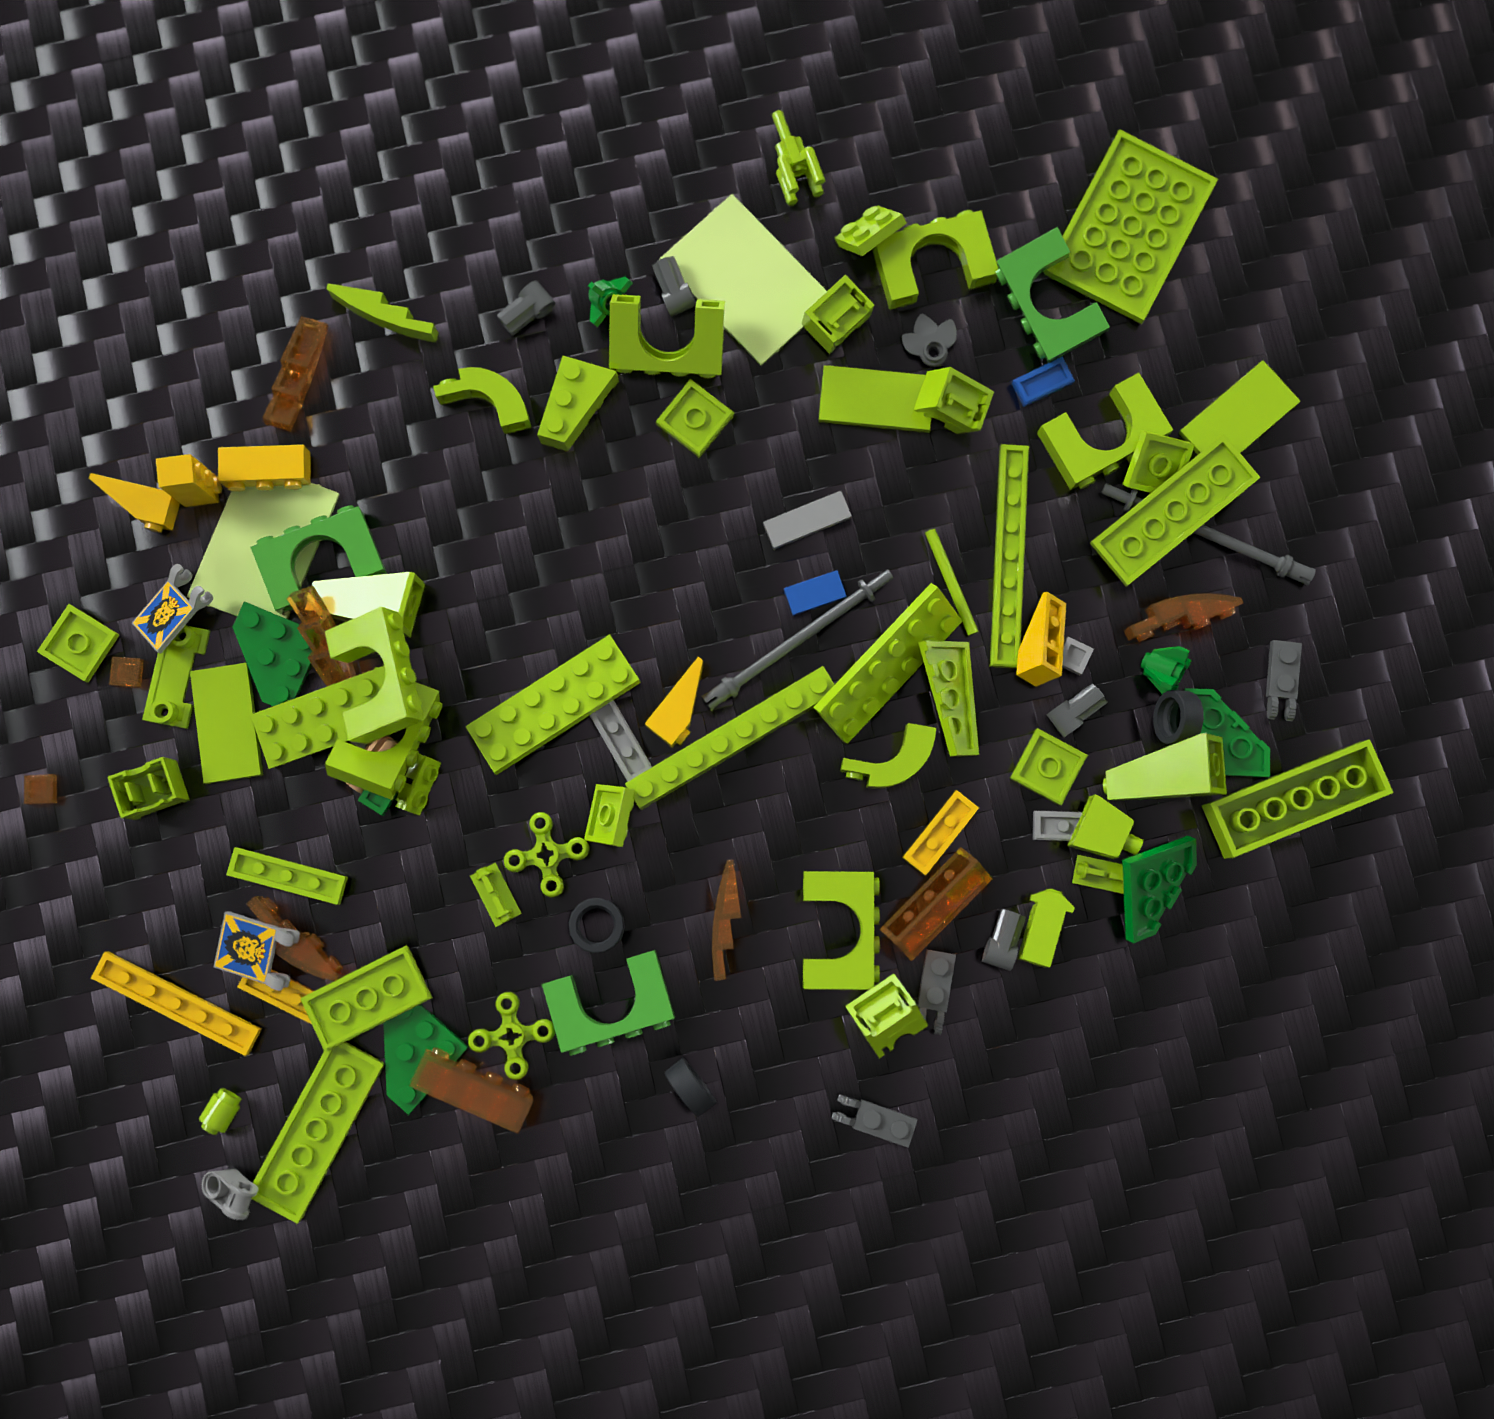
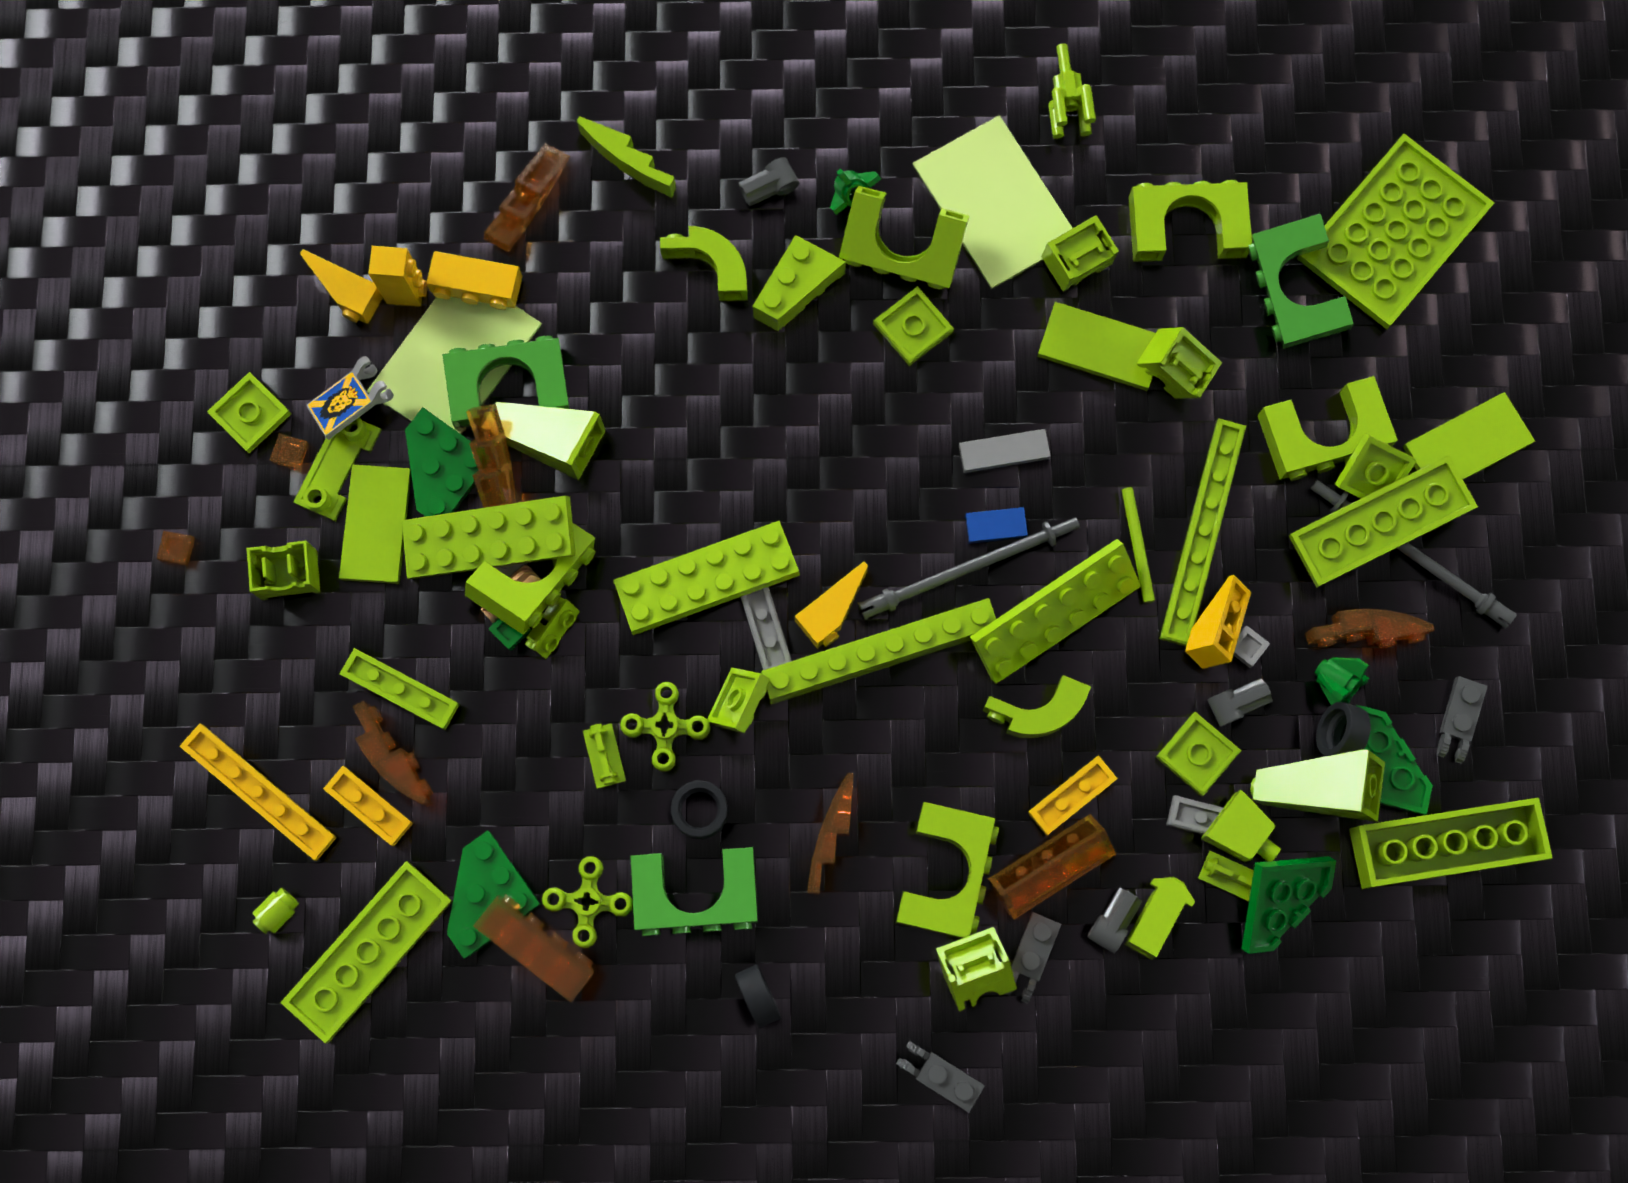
camera: 15 degrees right, 5 degrees down
(229, 1192) = (265, 994): light grey piece -> none
(249, 948) = (344, 753): flag -> none
(366, 998) = (449, 829): lime tile -> none
(397, 701) = (553, 534): lime arch -> none
(676, 292) = (922, 198): dark grey piece -> none
(870, 230) = (1130, 178): lime plate -> none
(929, 337) = (1169, 297): dark grey plate -> none
(952, 688) = (1116, 652): lime wing -> none
(1043, 381) = (1274, 365): blue tile -> none

